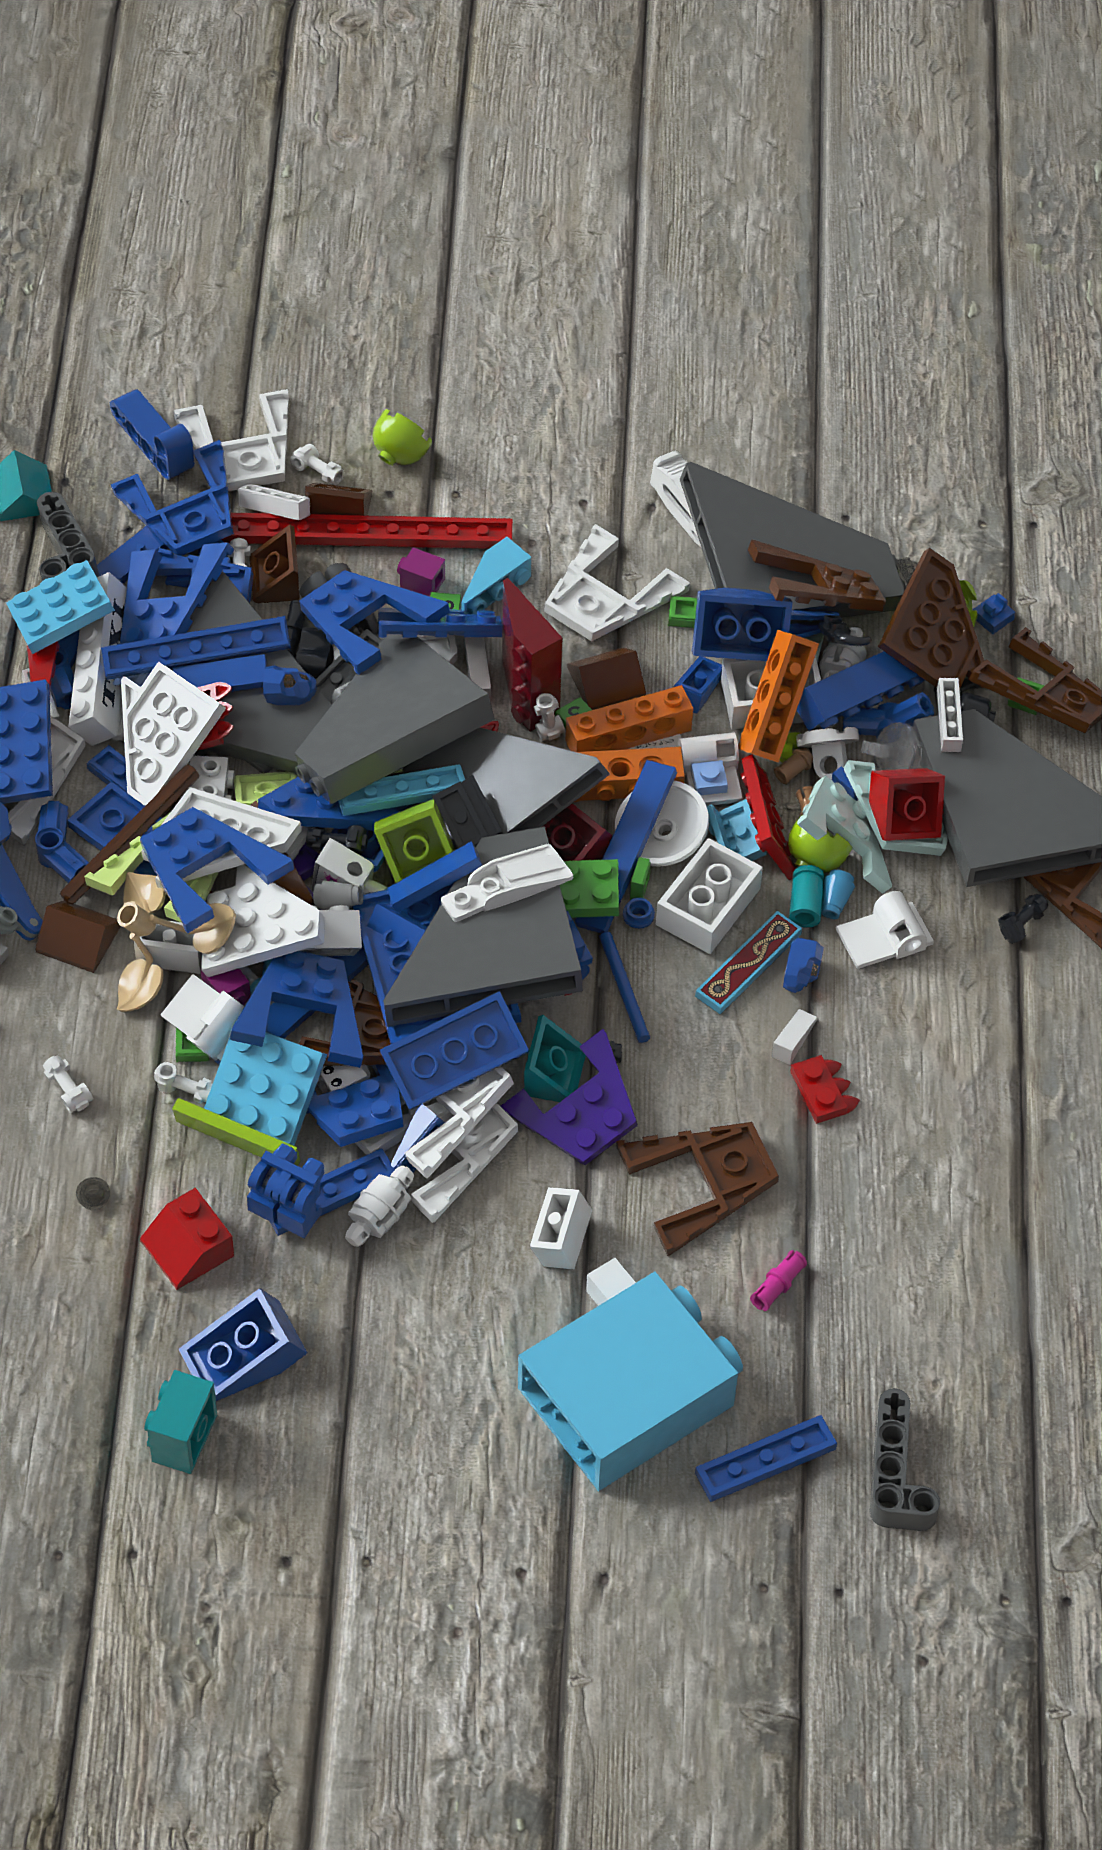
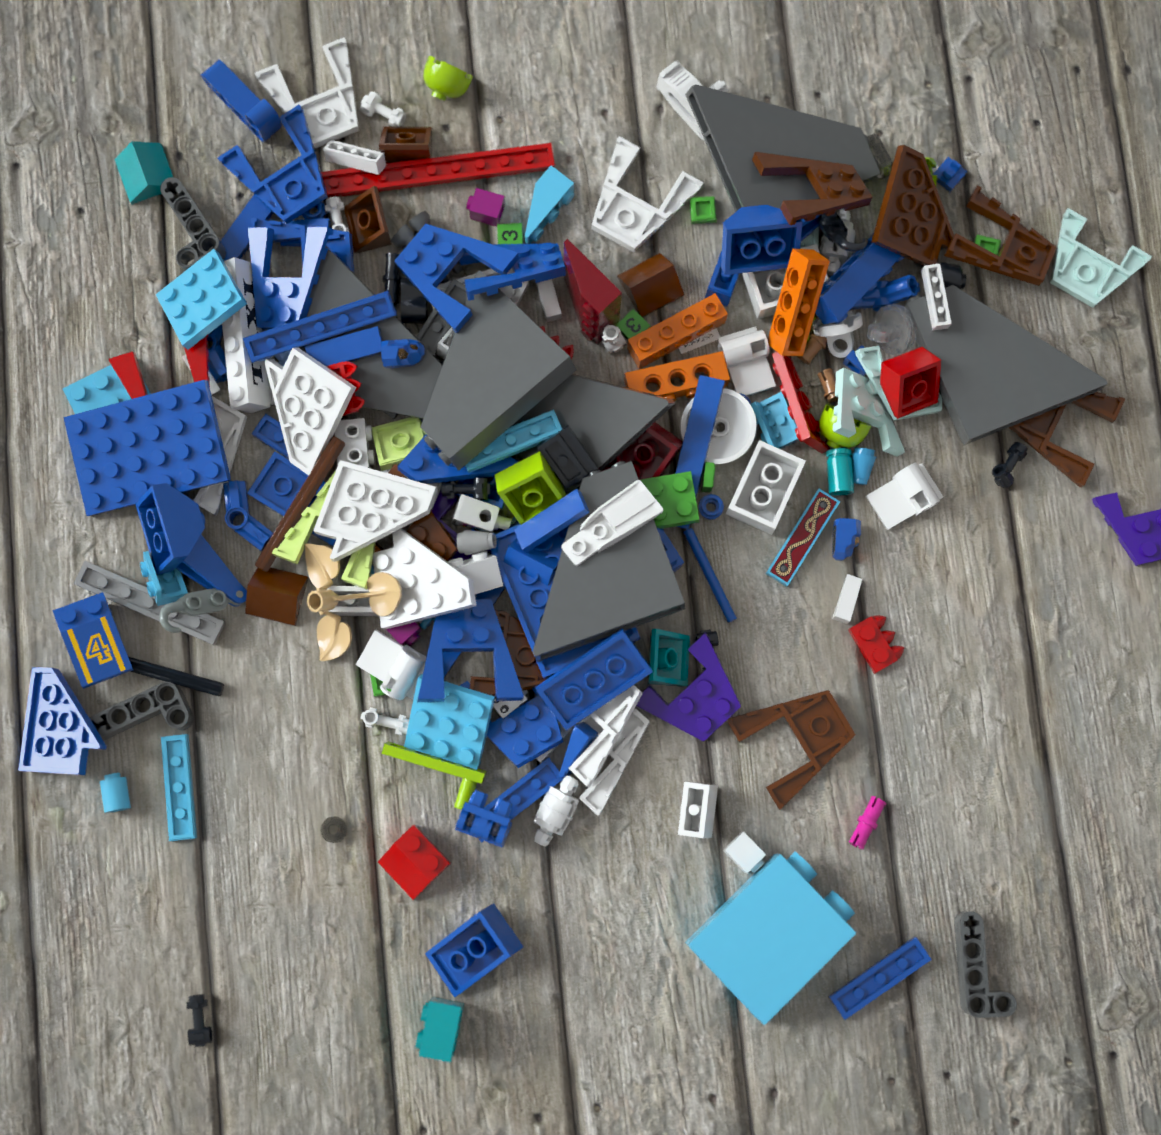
camera: 10 degrees left, 25 degrees up
(75, 1096) = (304, 745): white bar -> none
(195, 841) = (350, 523): blue wing -> none
(709, 777) = (748, 373): light blue plate -> none

